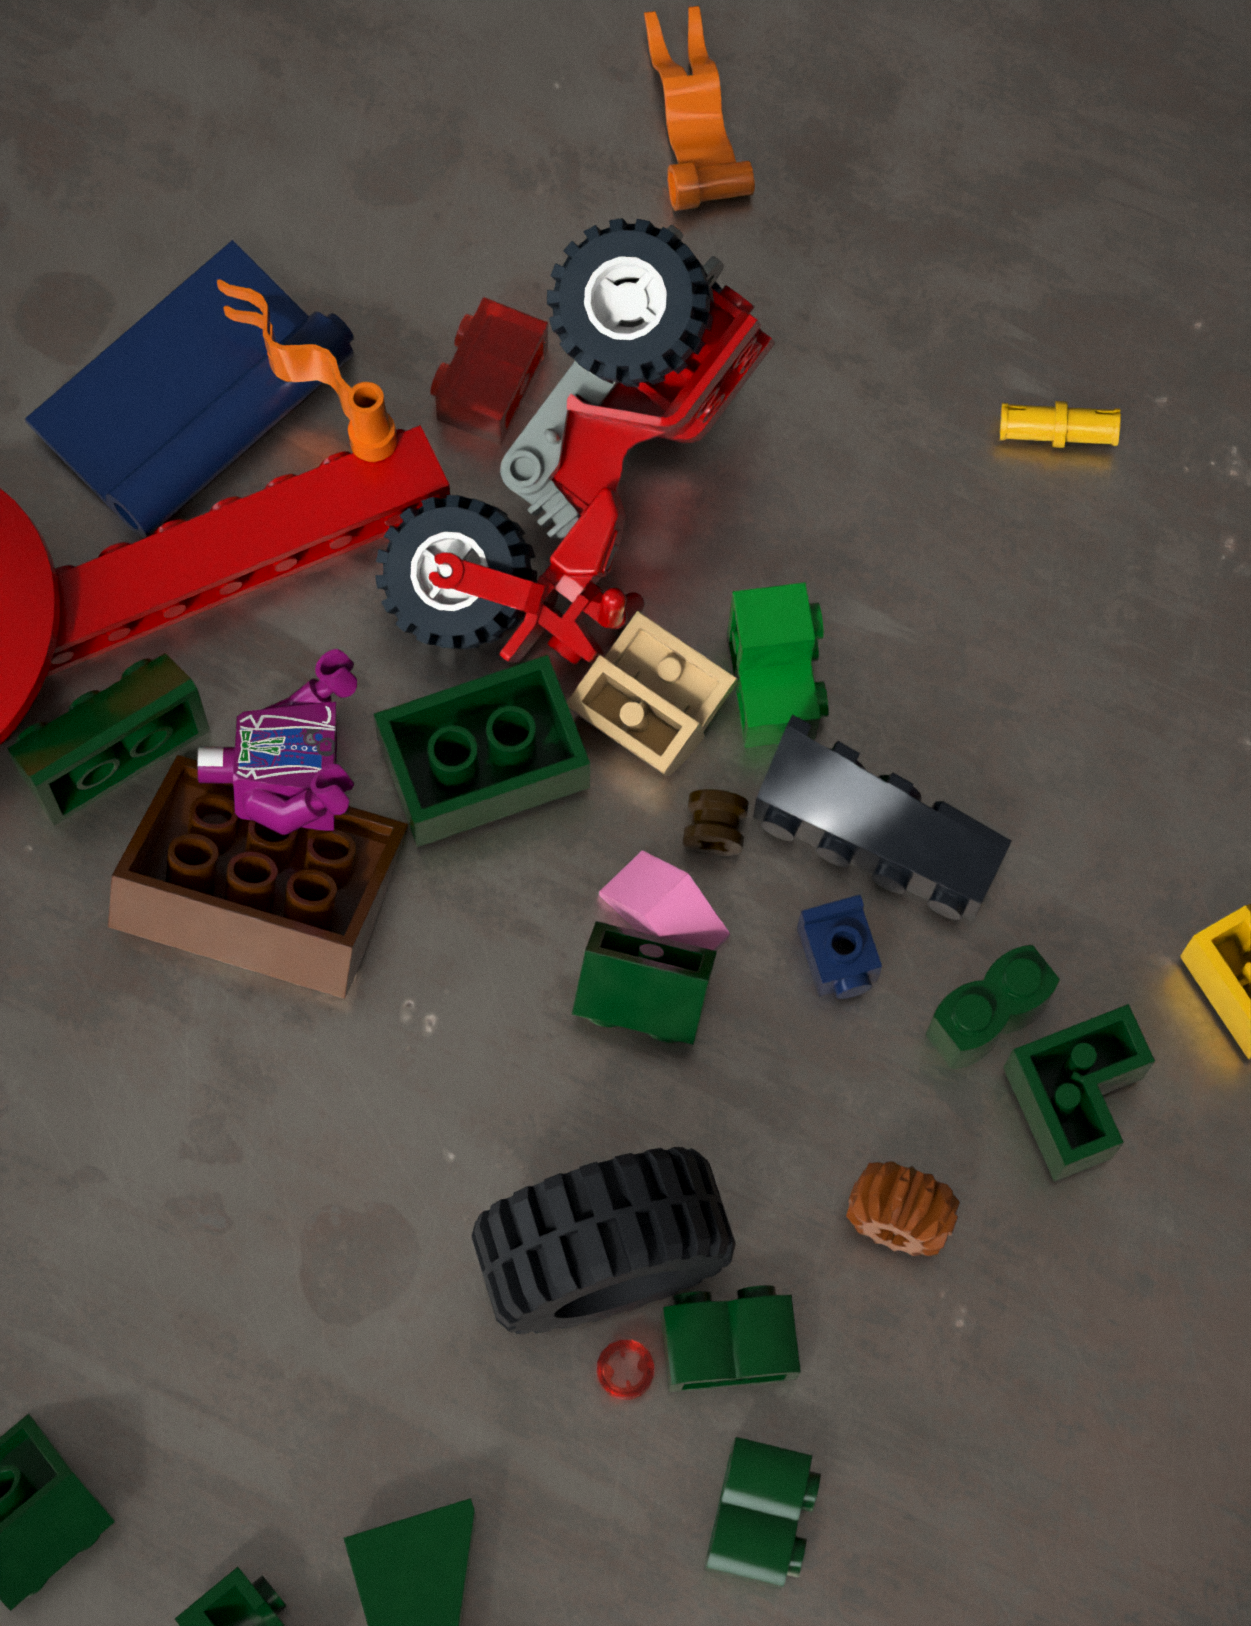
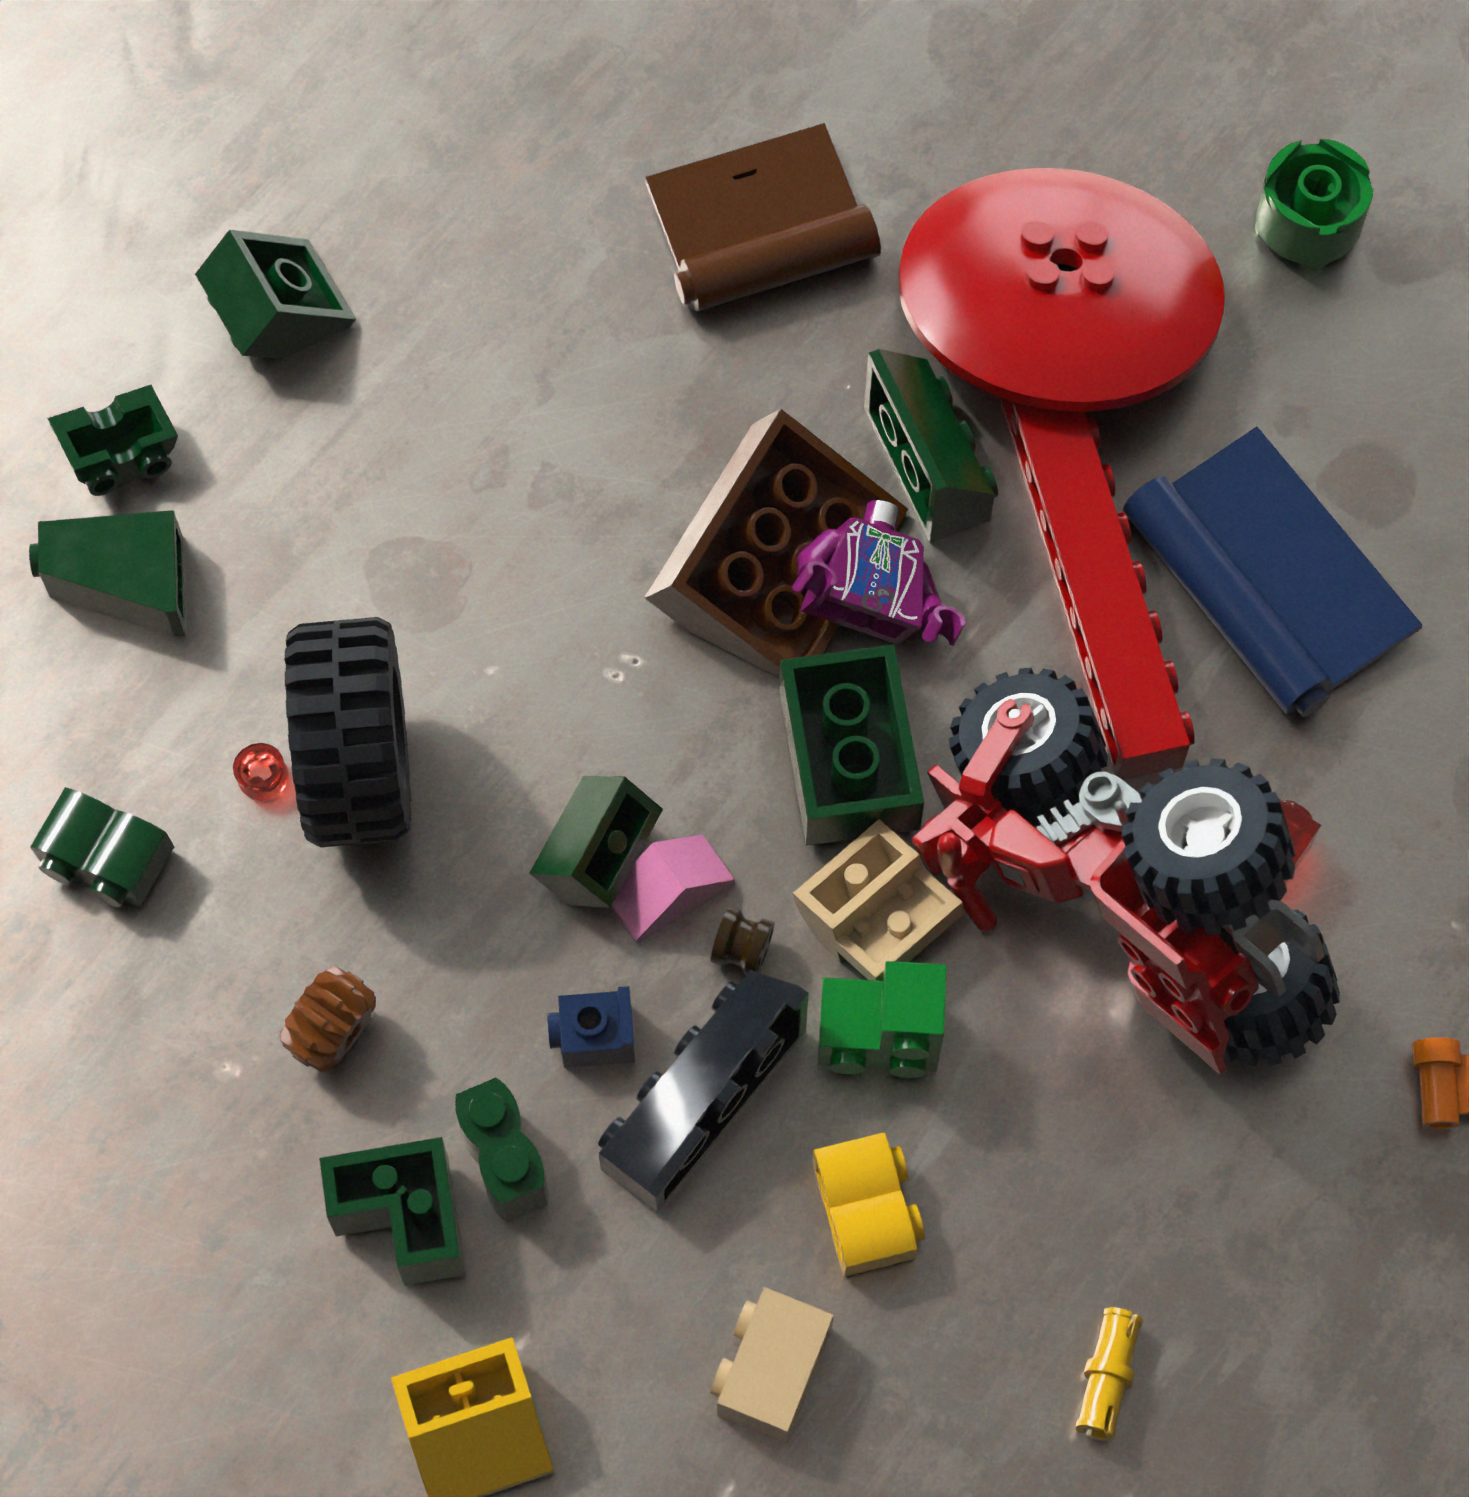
camera: 105 degrees right, 5 degrees down
(370, 426) = (1185, 690): orange flag -> none
(729, 1341) = (256, 855): dark green brick -> none
(956, 658) = (866, 1204): none -> yellow brick
(1133, 713) = (772, 1364): none -> tan brick

